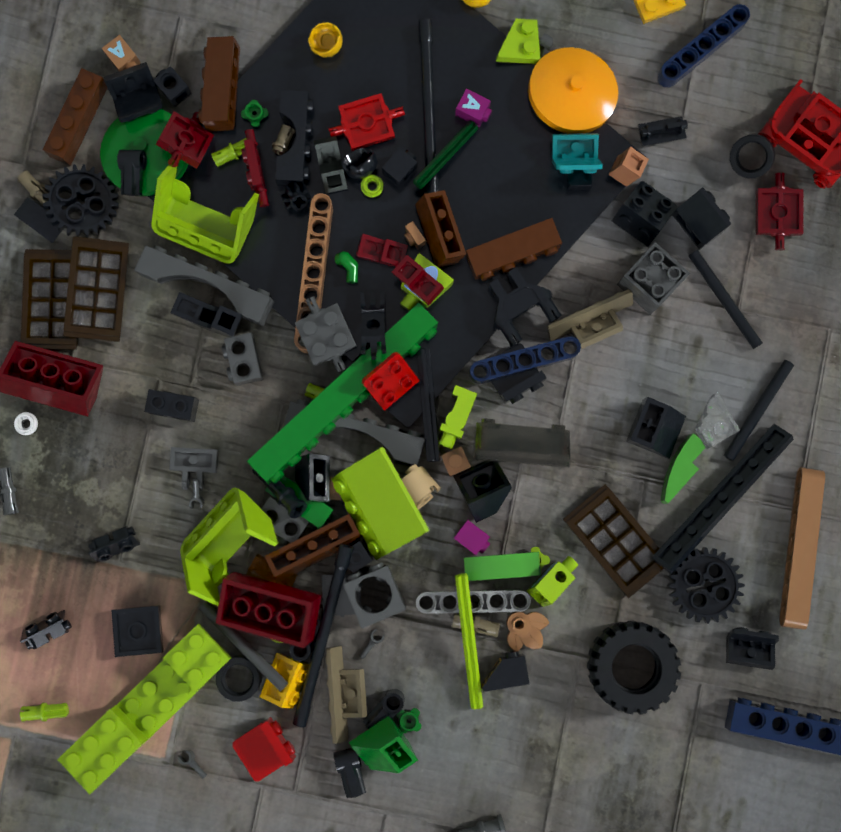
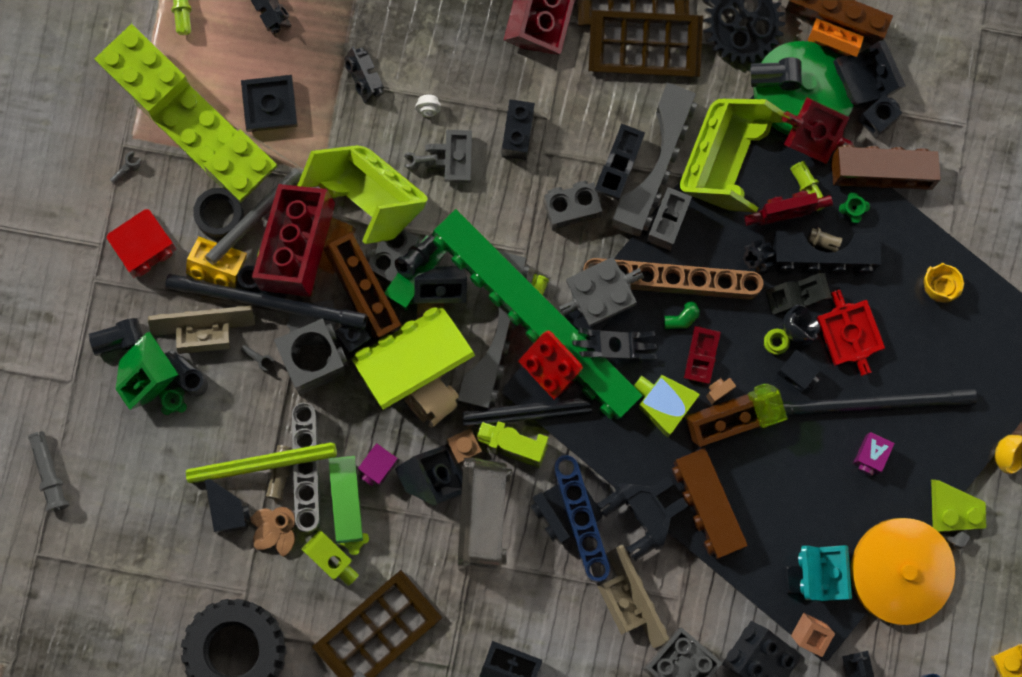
camera: 85 degrees right, 5 degrees down
(99, 120) = (835, 38): none -> orange bracket
(120, 54) = (913, 58): medium nougat brick -> none
(145, 486) = (428, 105): none -> white plate
(260, 273) = (669, 218): none -> dark grey brick
(417, 280) = (667, 392): dark red slope -> none
(431, 193) = (768, 405): none -> clear neon green bracket
(445, 154) = (818, 424): dark green axle -> none

